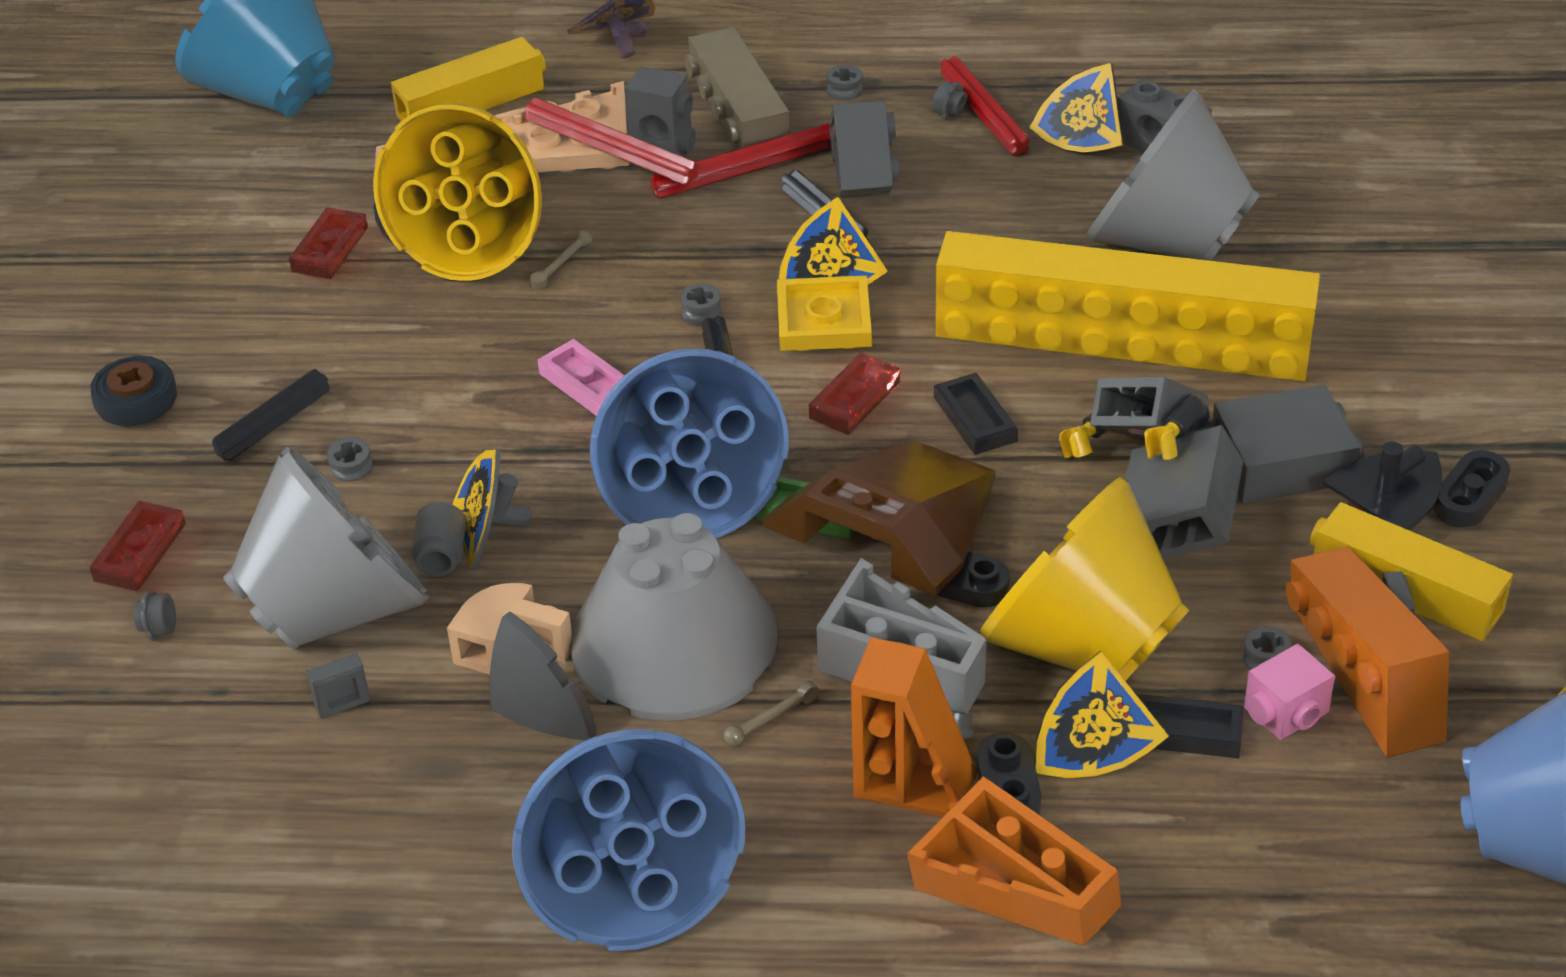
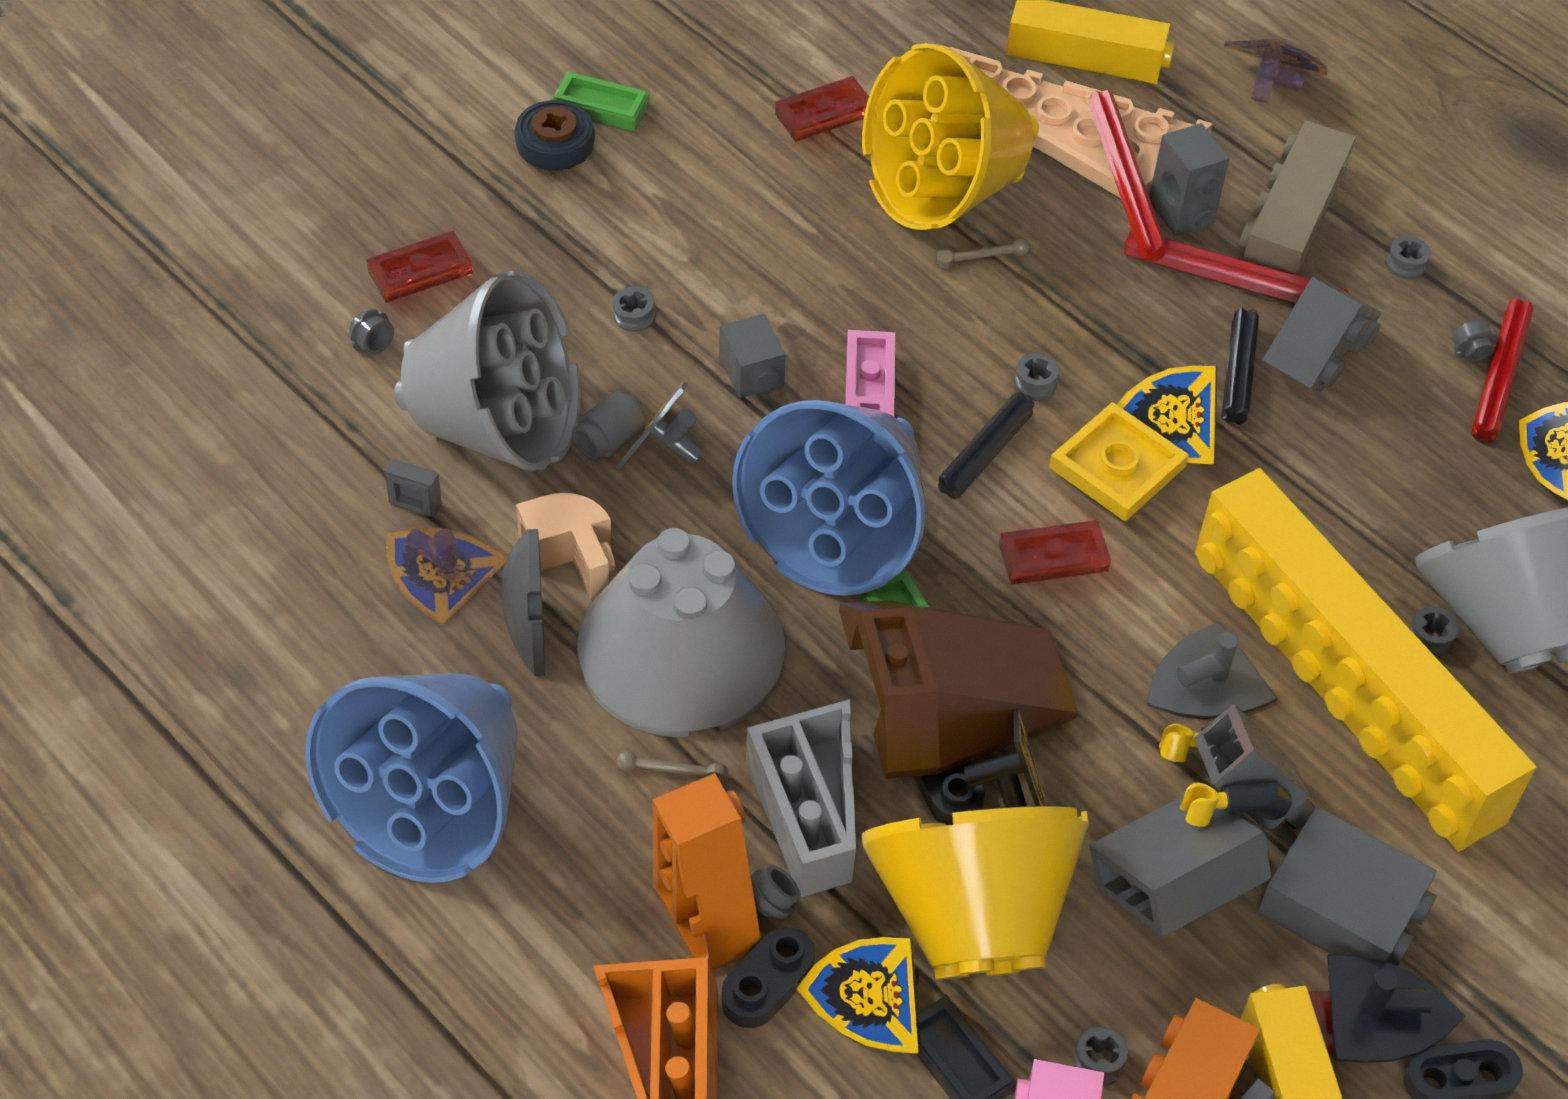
camera: 40 degrees right, 10 degrees up
(158, 339) = (604, 100): none -> bright green tile
(270, 415) = (623, 227): black axle -> none
(420, 728) = (440, 567): none -> shield
(487, 421) = (752, 356): none -> dark grey brick
(975, 413) = (1134, 649): black tile -> none
(1020, 521) = (1006, 771): none -> black shield
(1039, 396) = (1208, 676): none -> dark grey shield

